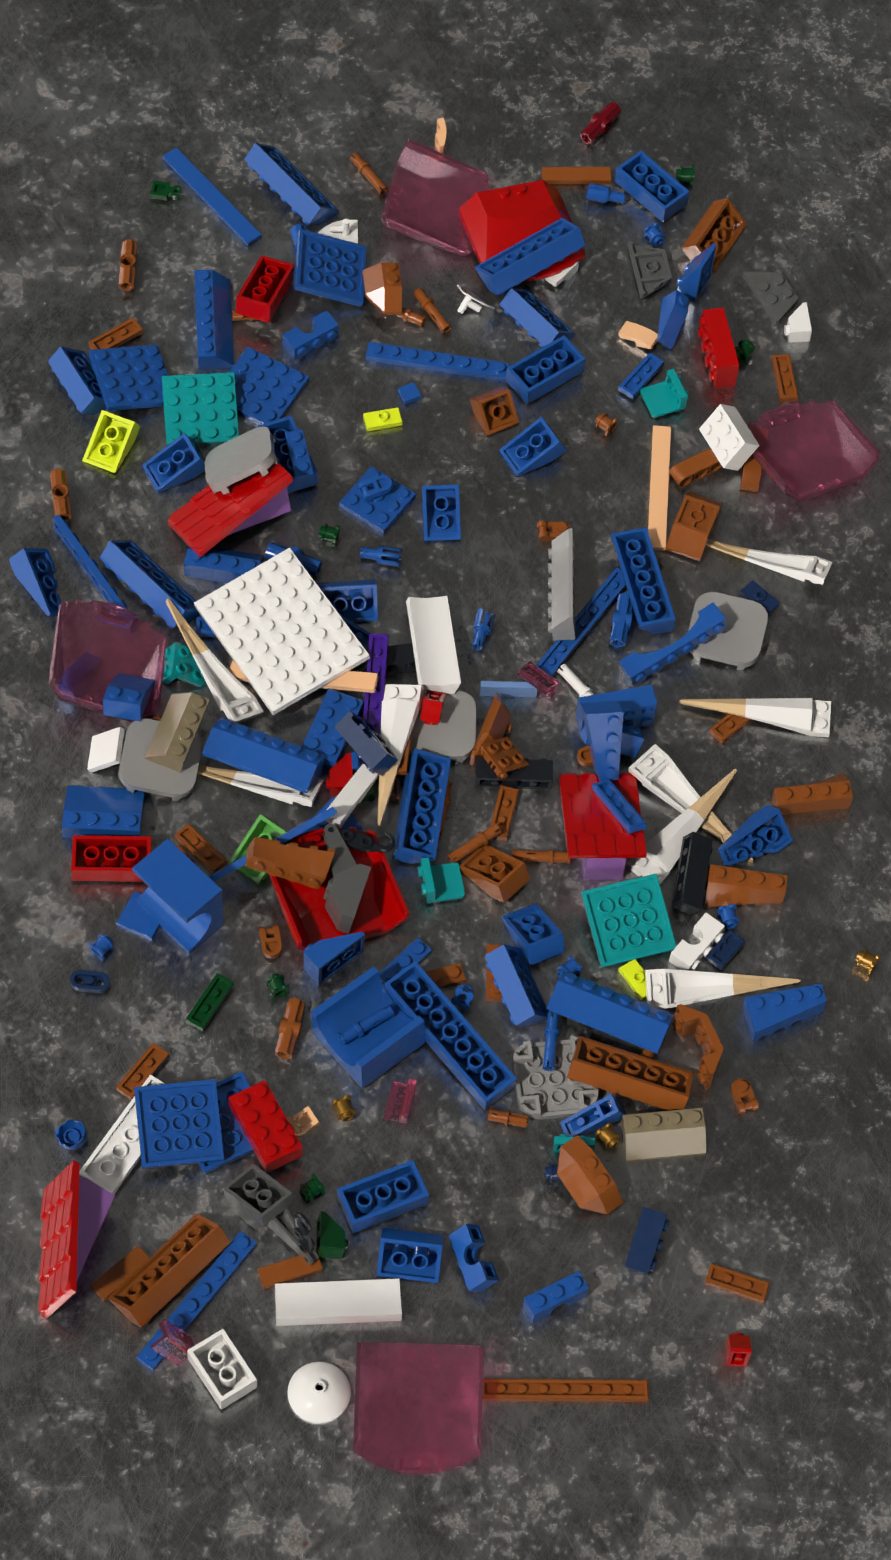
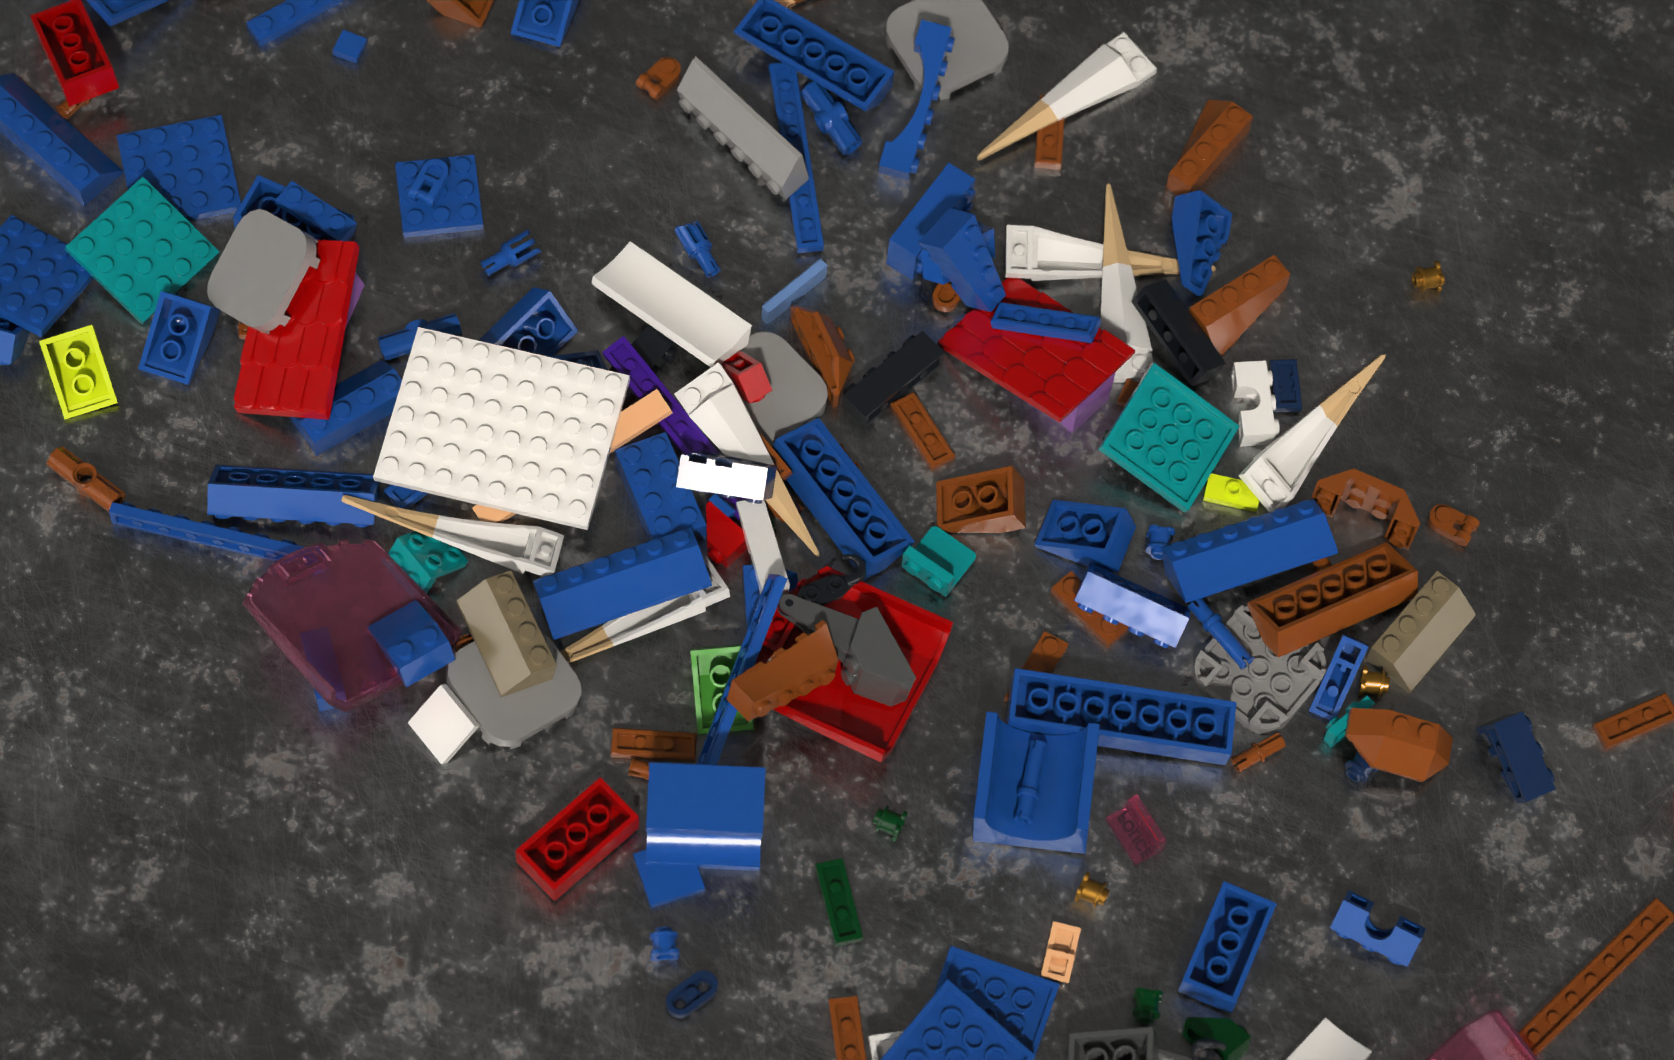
camera: 45 degrees left, 5 degrees up
(35, 572) = (149, 592): blue wedge -> none
(102, 812) = (510, 797): blue slope -> none
(265, 1126) = (1042, 982): red brick -> none
(270, 946) = (840, 785): dark orange plate -> none
(290, 1028) = (950, 855): dark orange piece -> none
(300, 343) = (172, 85): blue arch -> none
(329, 533) = (430, 276): dark green brick -> none
(331, 955) = (912, 753): blue slope -> none
(382, 419) = (351, 99): neon yellow plate -> none
(410, 1255) = (1312, 983): blue slope -> none
(416, 951) = (989, 680): blue plate -> none
(441, 512) = (525, 153): blue slope -> none
(460, 999) = (1087, 663): blue brick -> none
(480, 839) = (933, 480): dark orange pin -> none
(502, 756) = (873, 368): dark orange hinge -> none
(538, 679) = (816, 253): clear pink panel -> none
(541, 856) = (1017, 438): dark orange pin -> none
(543, 1302) = (1492, 895): blue arch -> none
(574, 681) = (872, 229): white pin -> none
(728, 916) = (1255, 347): blue brick -> none
(780, 1009) = (1398, 405): blue wedge -> none

